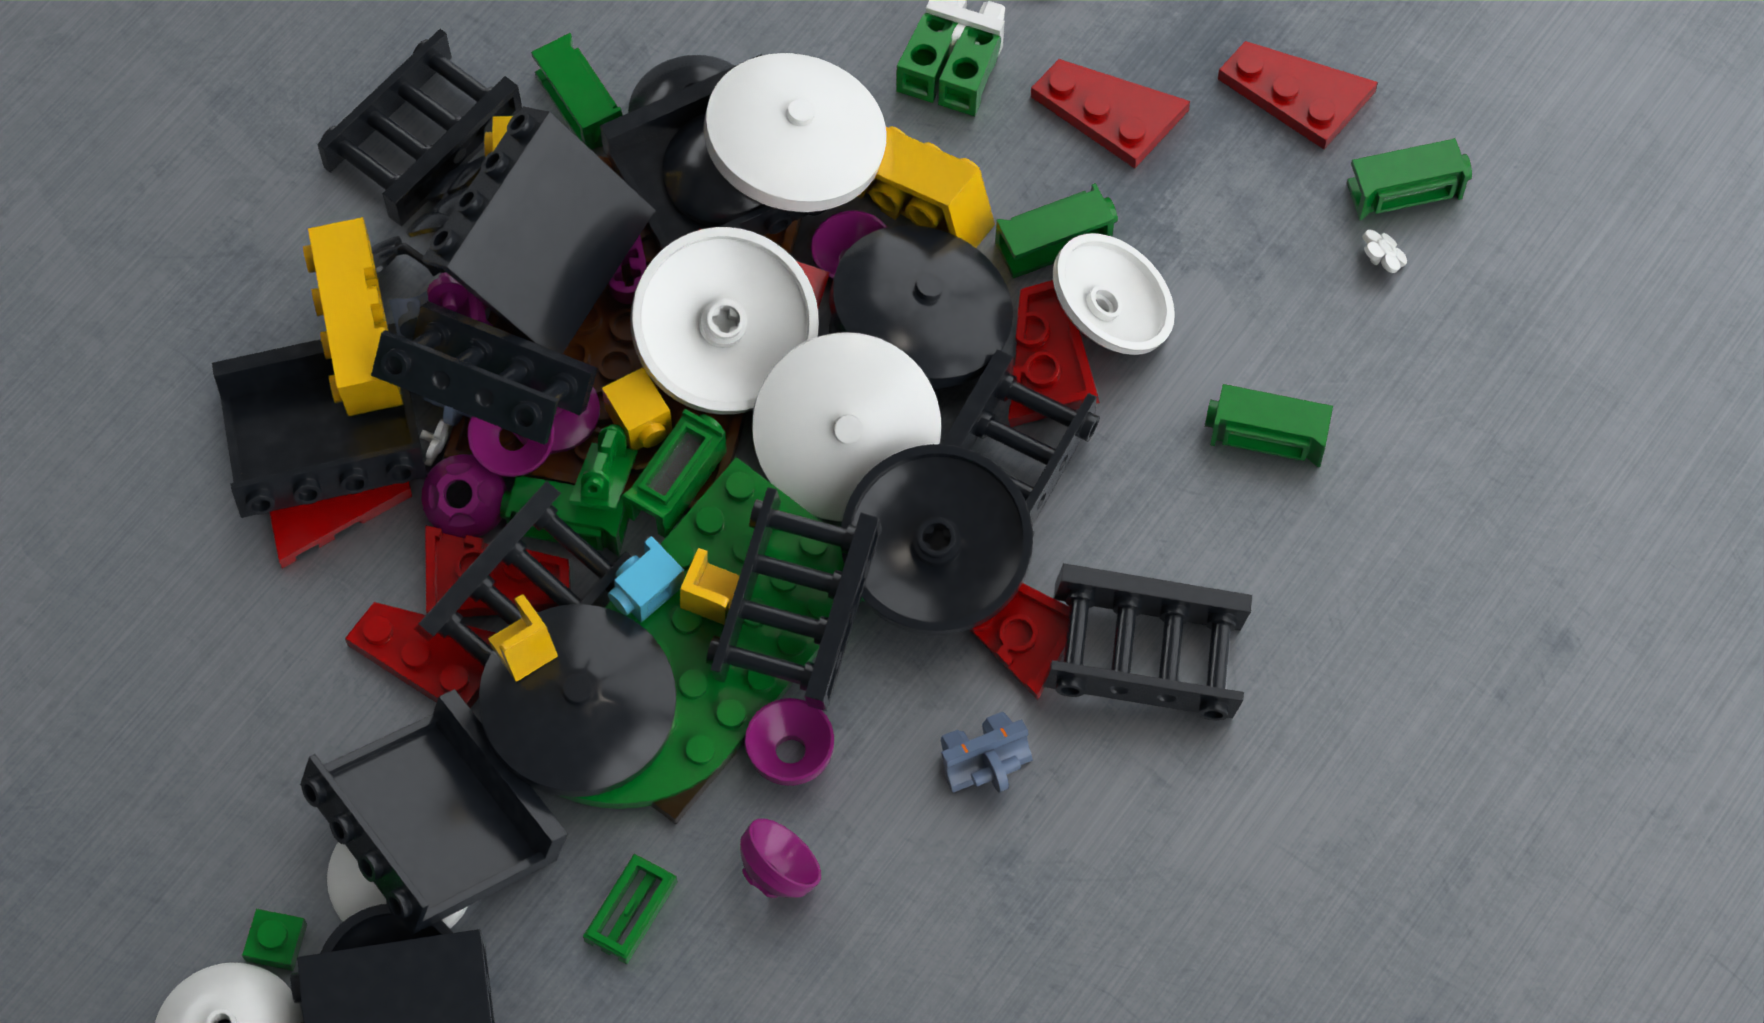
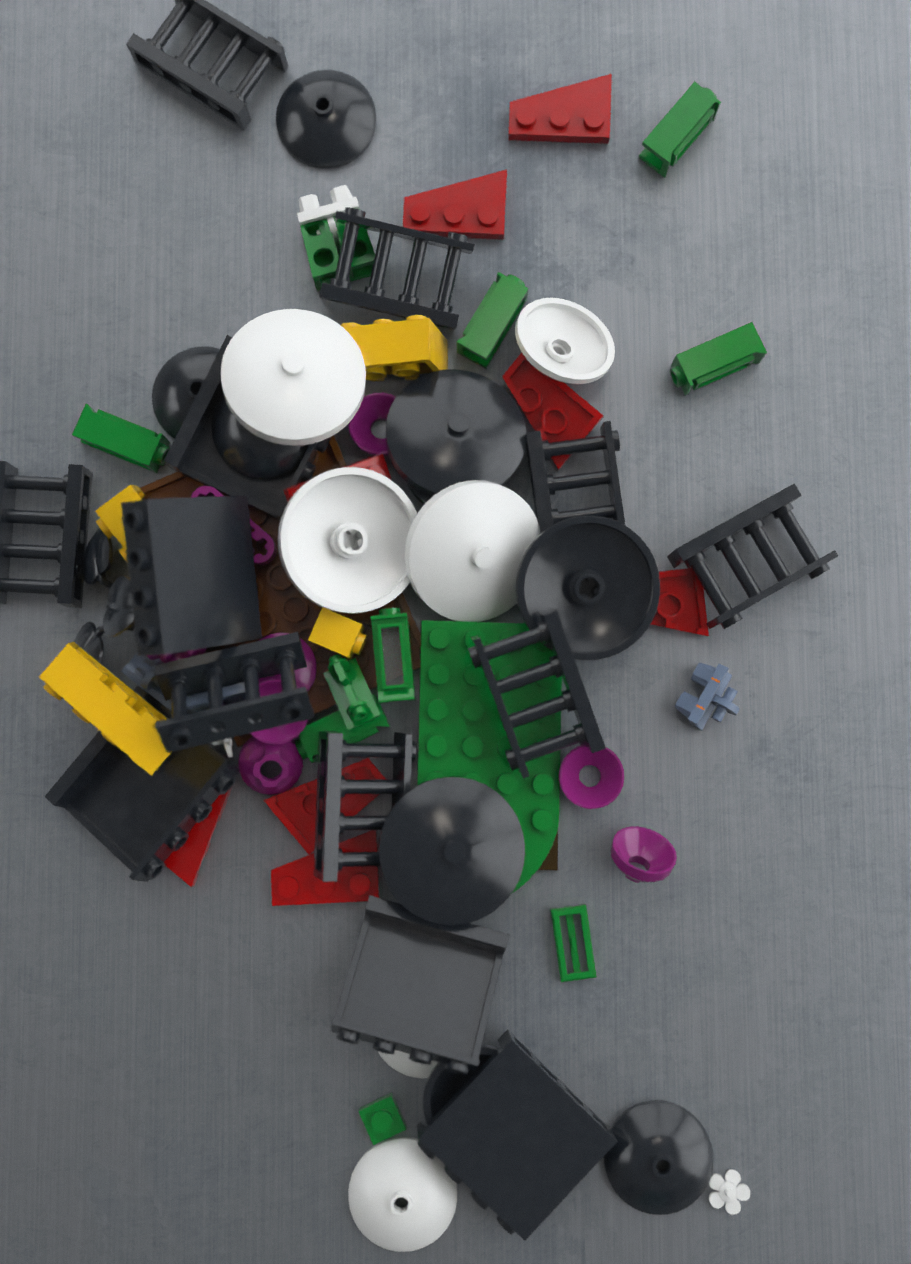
camera: 30 degrees left, 20 degrees up
(524, 643) = (400, 851): yellow panel -> none
(646, 581) = (437, 749): medium azure brick -> none
(708, 589) = (478, 722): yellow panel -> none
(944, 124) = (373, 296): none -> black fence
(1383, 249) = (698, 190): white plant -> none

